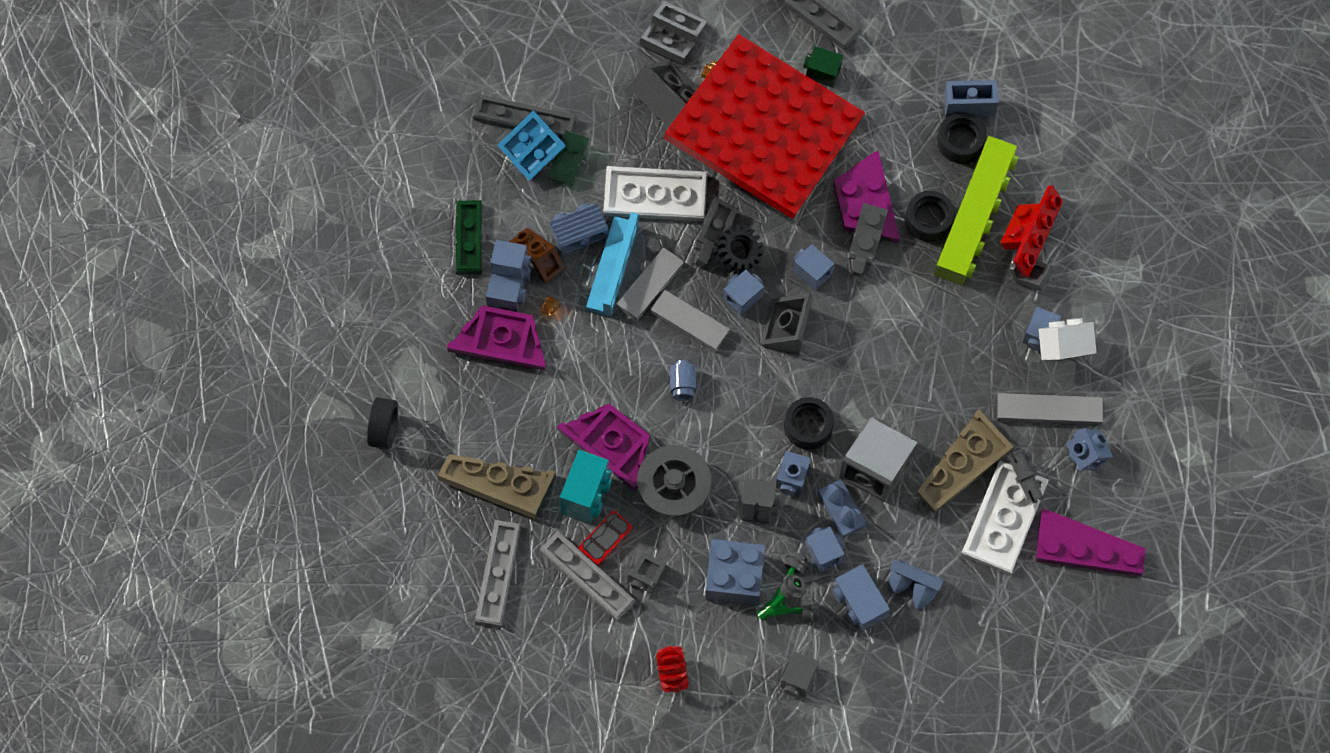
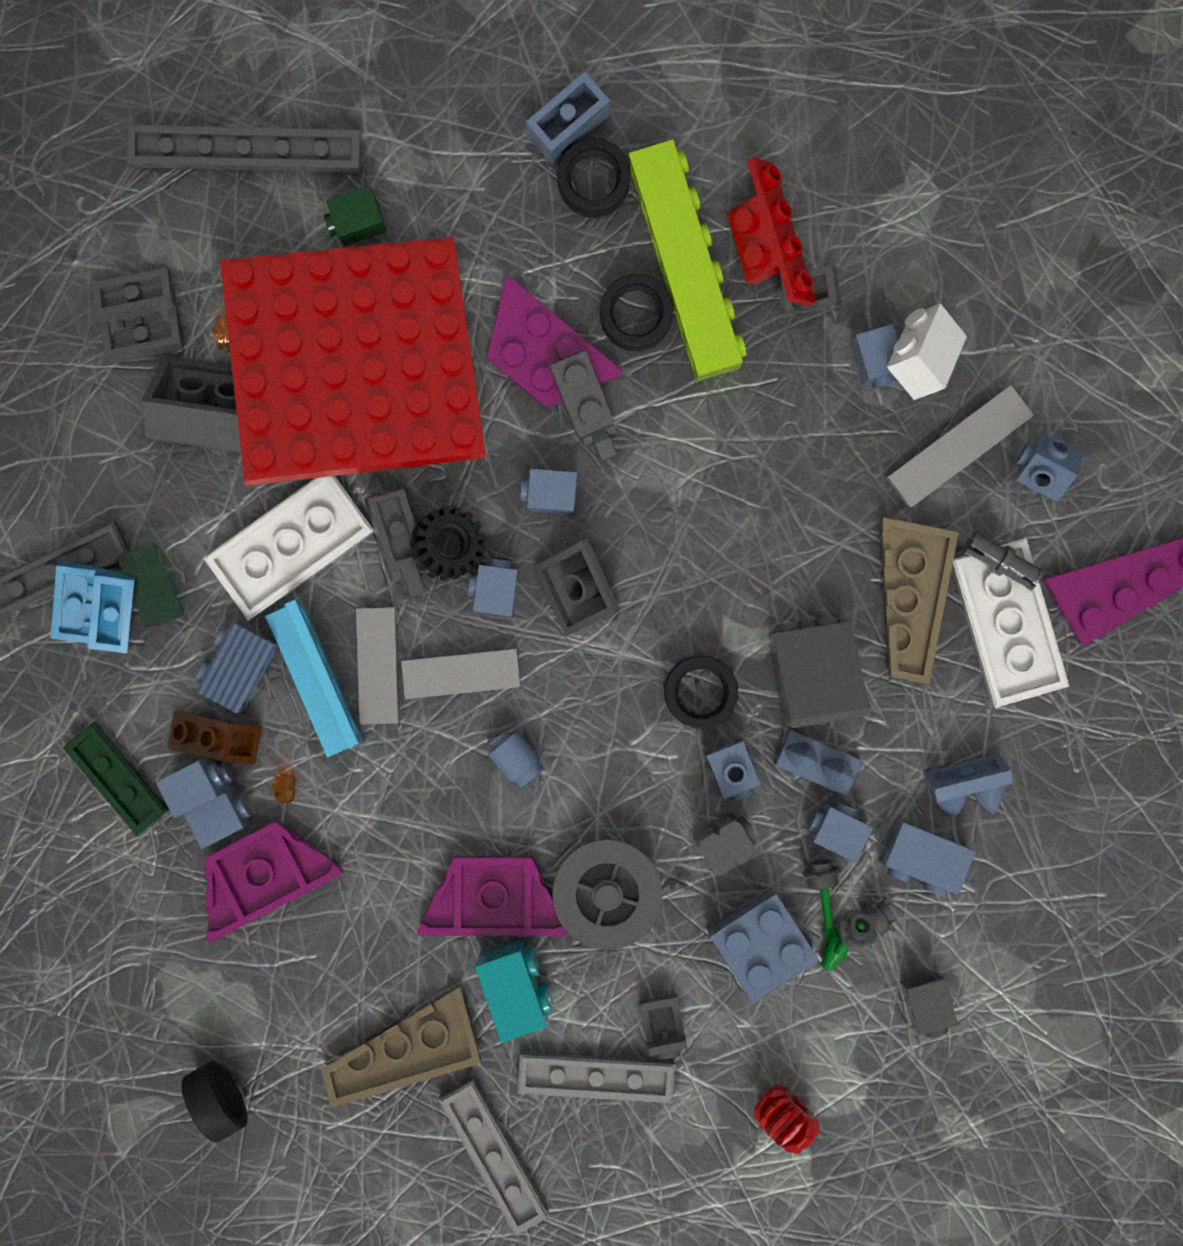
camera: 35 degrees left, 20 degrees up
(605, 538) = (580, 1017): tile -> none

